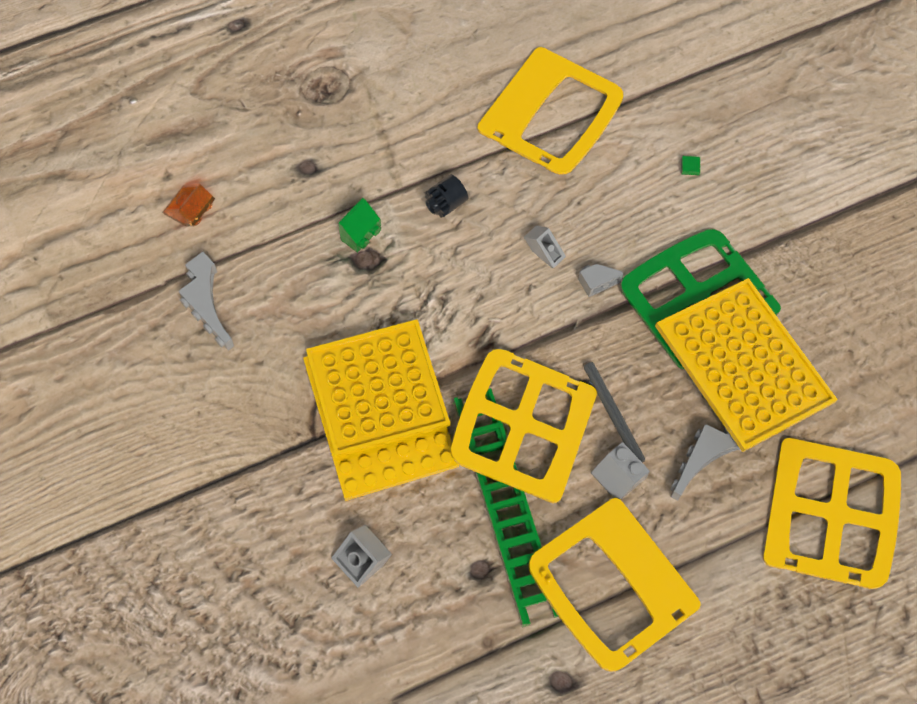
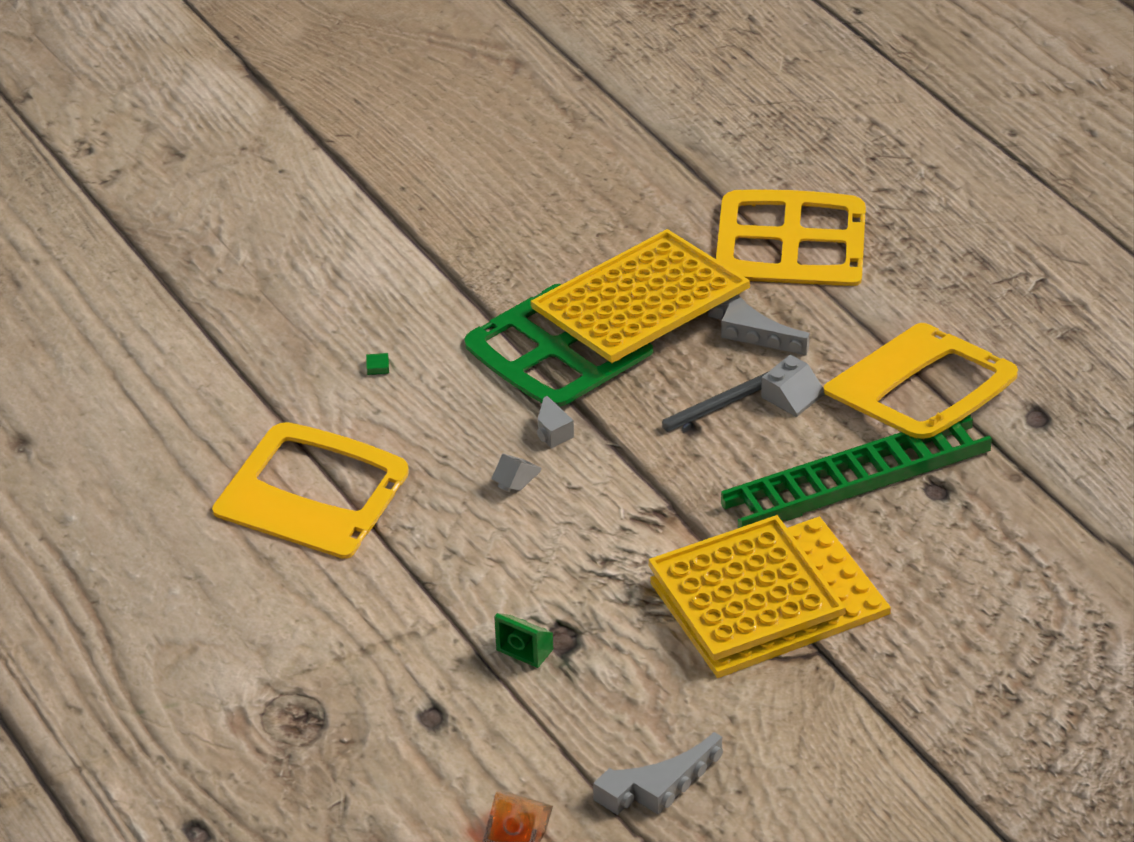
camera: 95 degrees left, 25 degrees down
(361, 555) = (955, 581): light grey slope -> none
(446, 196) = (463, 560): black gear -> none
(522, 422) = (758, 461): yellow window -> none

